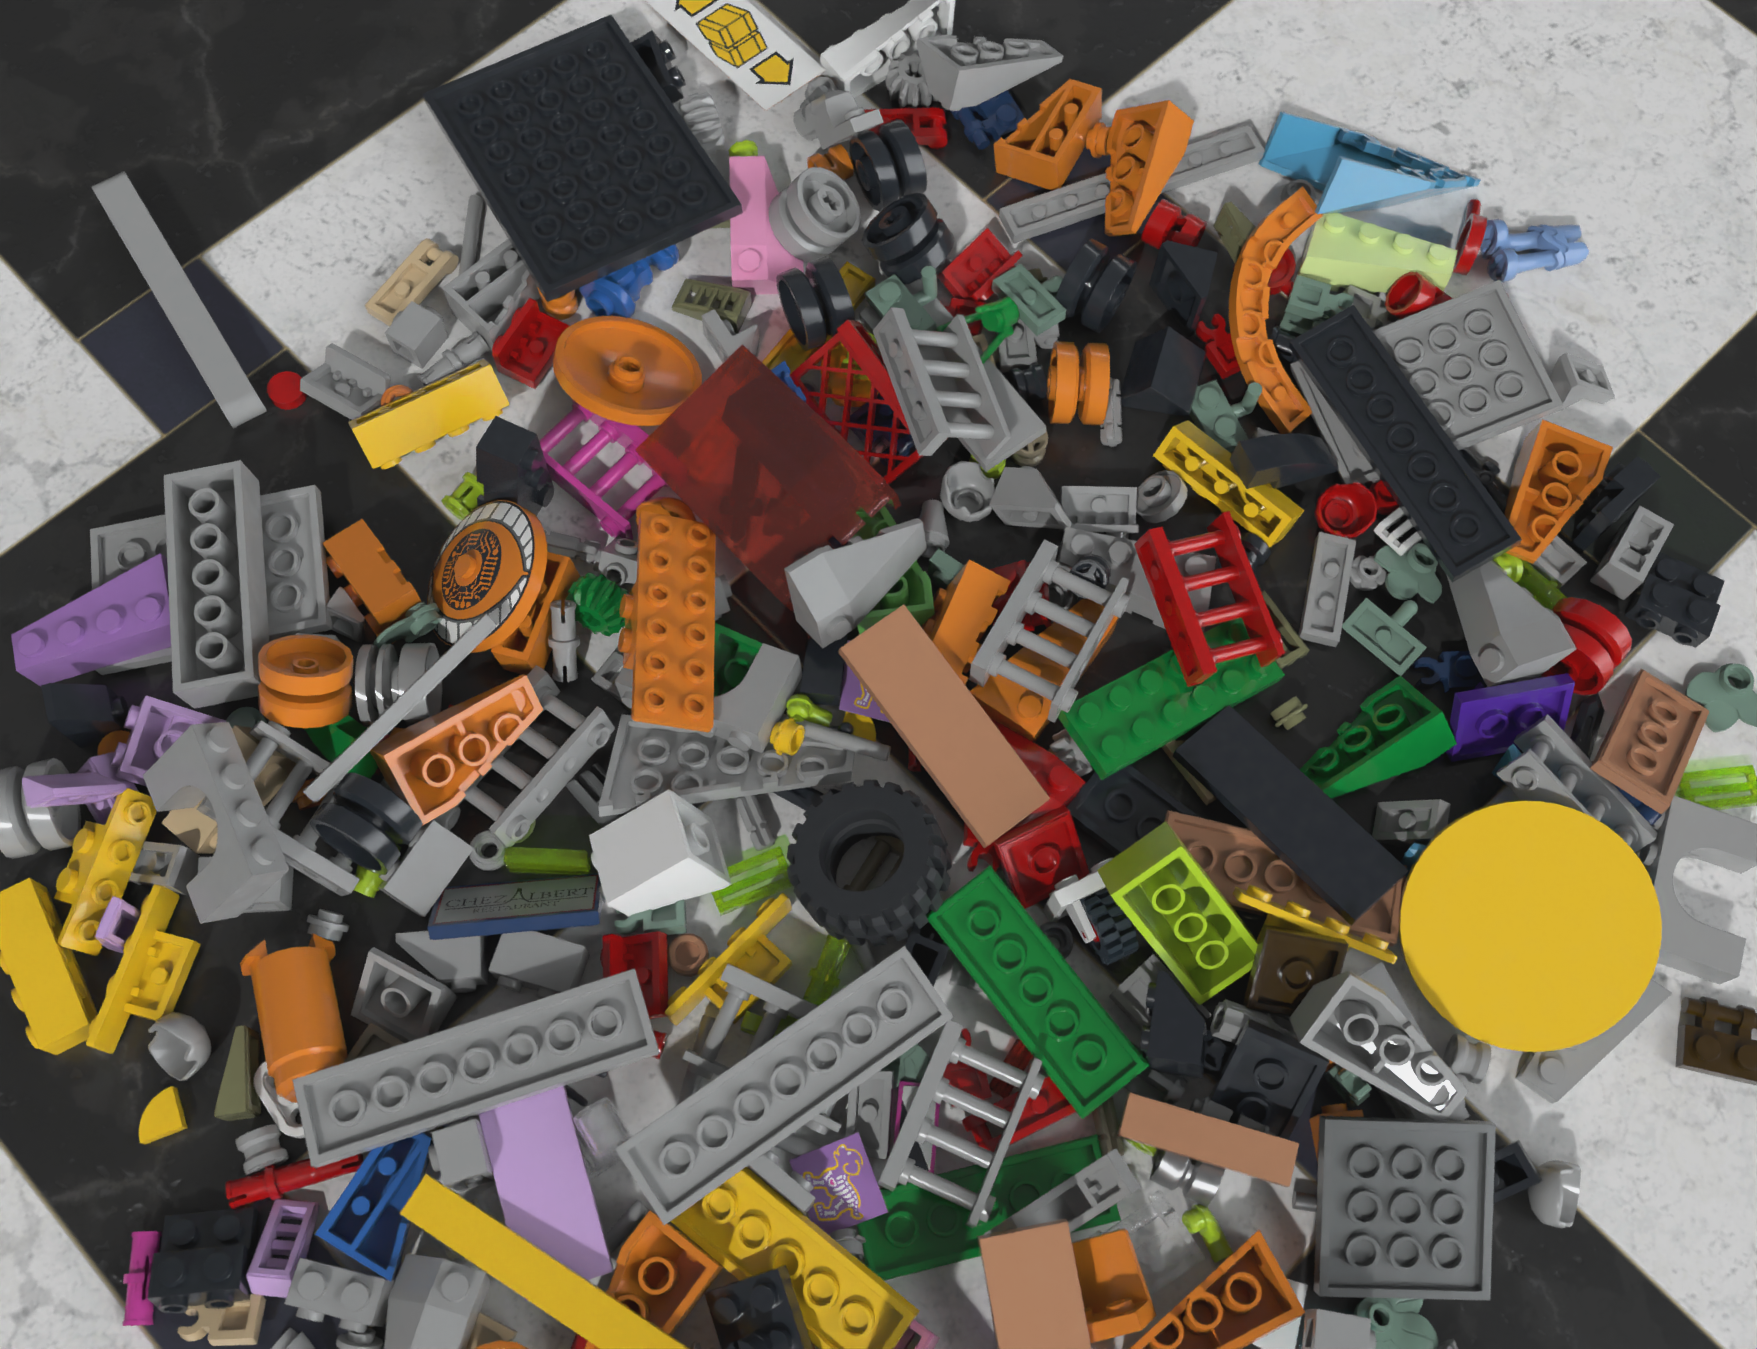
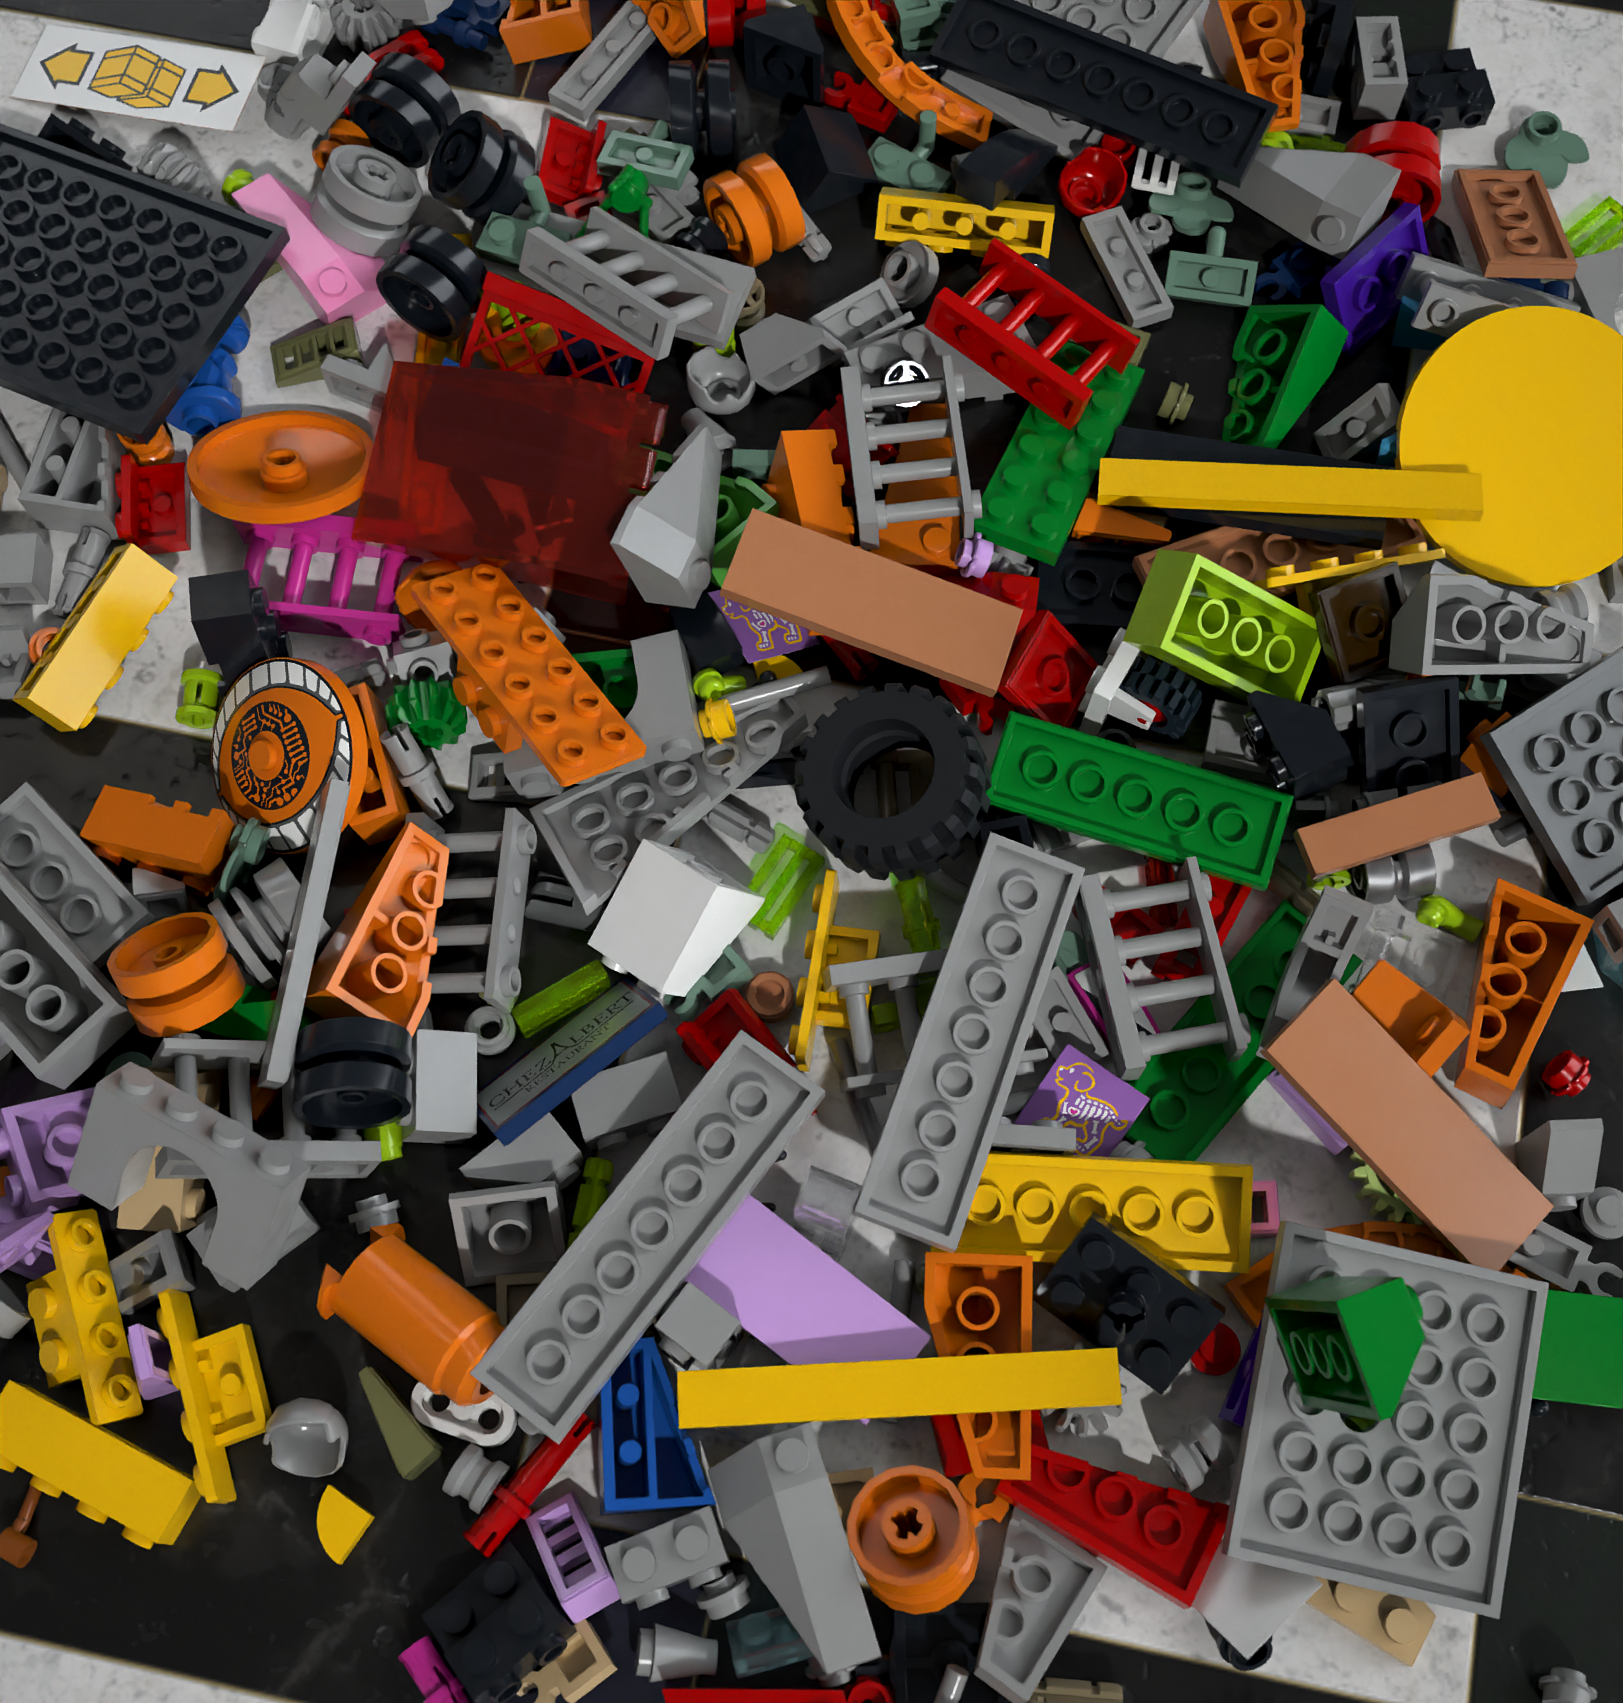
camera: 30 degrees left, 0 degrees up
(474, 1009) = (592, 1194): none -> lime axle
(1046, 736) = (974, 556): none -> lavender plate
(1167, 773) = (1115, 526): none -> orange slope
(1317, 838) = (1291, 489): none -> yellow tile

